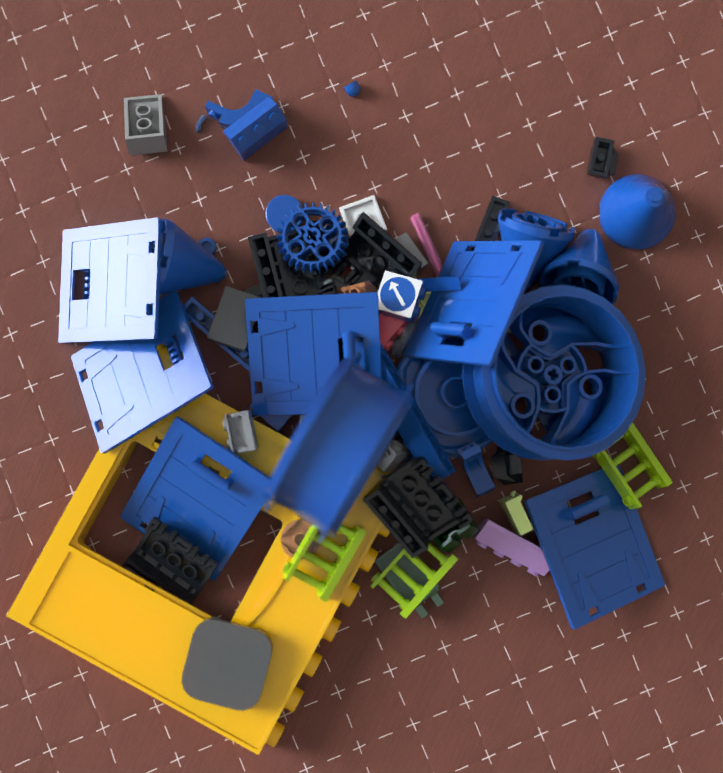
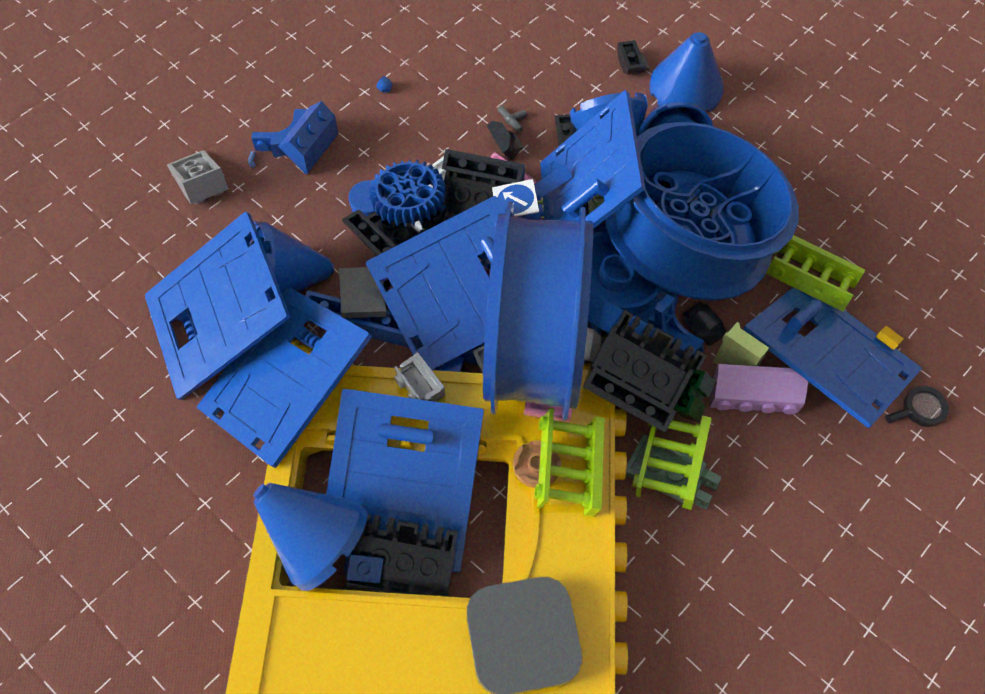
camera: 25 degrees left, 25 degrees down
(110, 522) = (309, 530): none -> blue cone
(143, 551) = (363, 568): none -> blue bracket
(434, 203) = (506, 140): none -> black slope
(451, 179) = (512, 118): none -> dark grey piece
(643, 616) = (923, 406): none -> black piece
(655, 548) = (889, 337): none -> yellow tile

